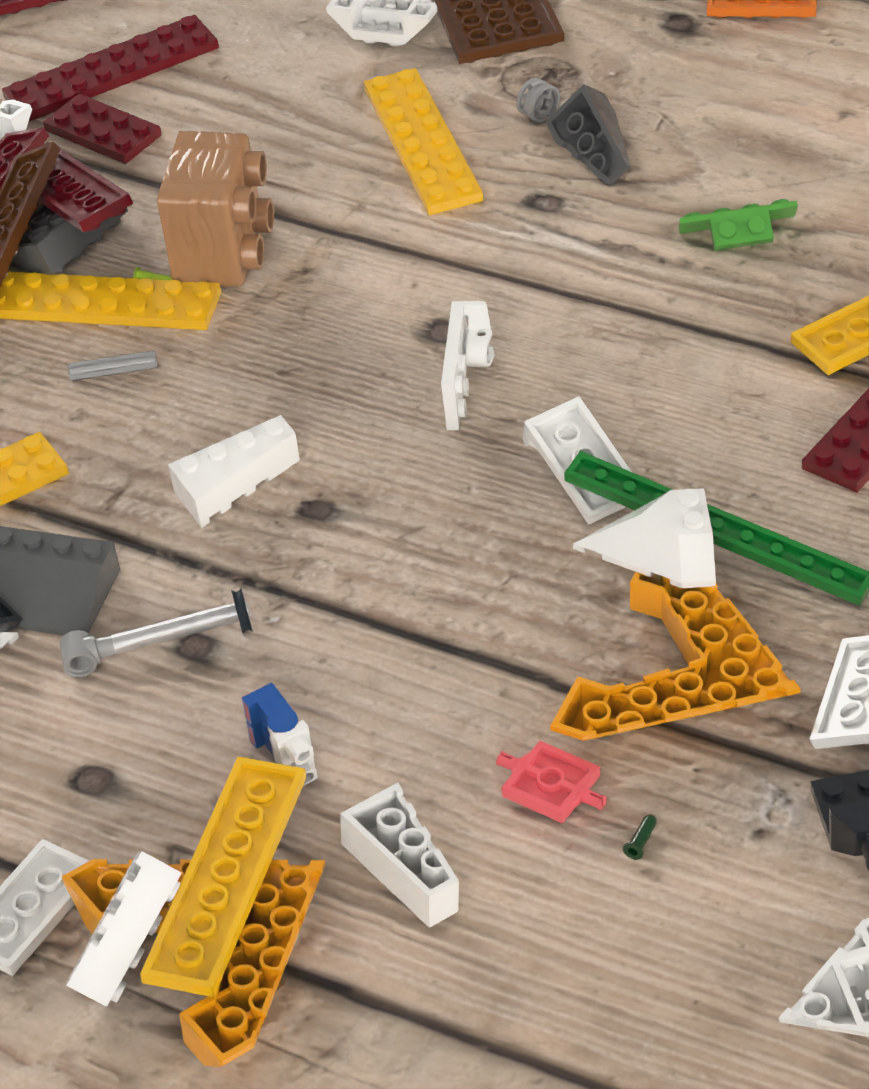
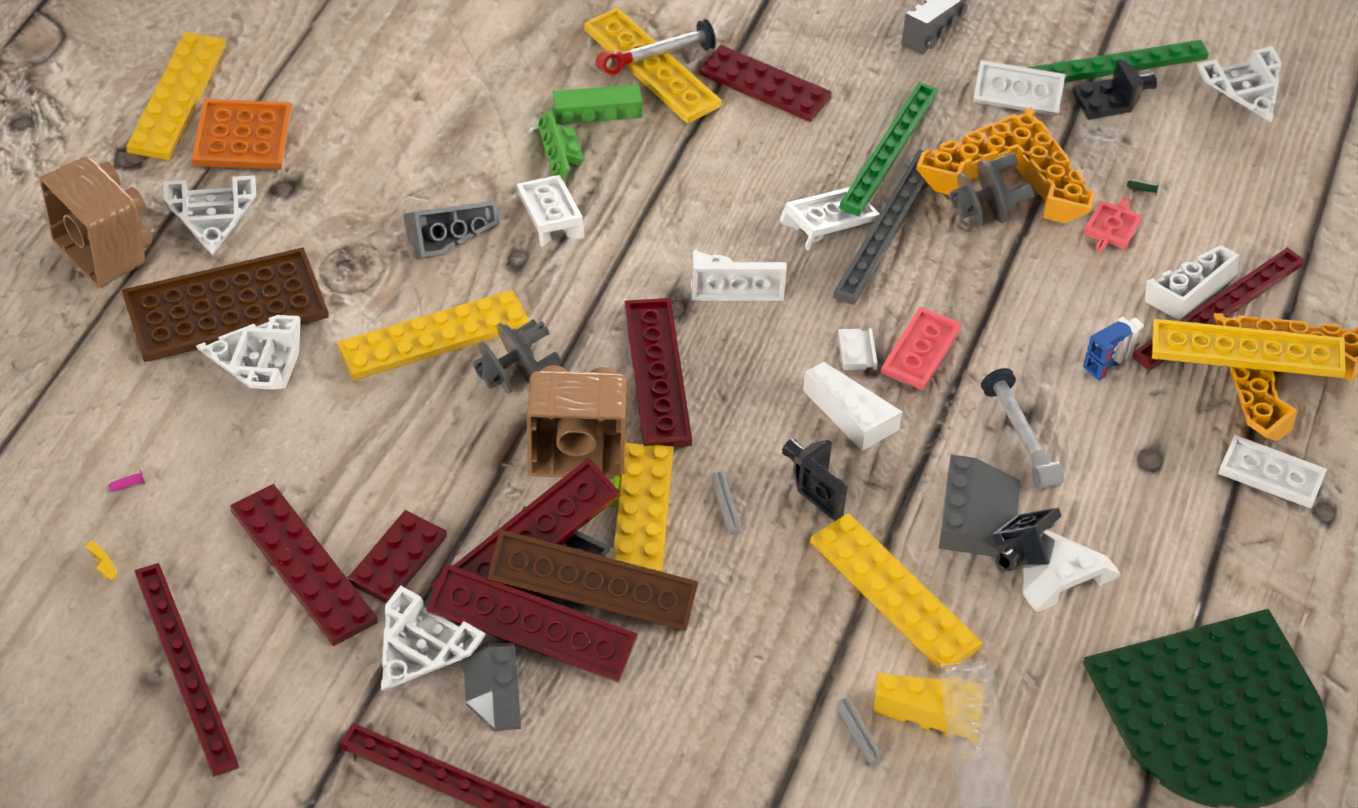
camera: 105 degrees left, 5 degrees up
(107, 422) = (813, 477): none -> black plate
(123, 928) = (1301, 385): white wedge -> none
(328, 308) = (657, 373): none -> dark red plate
(329, 548) = (921, 348): none -> coral plate
(343, 491) = (857, 349): none -> white plate
(344, 173) = (518, 345): none -> dark grey piece
(379, 914) = (1233, 297): none -> dark red plate
(513, 507) = (881, 235): none -> dark grey plate
(539, 101) = (402, 255): light grey wheel -> none
(595, 612) = (993, 190): none -> dark grey piece
(610, 206) = (551, 208): none -> white plate
(662, 538) = (919, 155): white wedge -> none
(819, 254) = (597, 104): none -> bright green brick

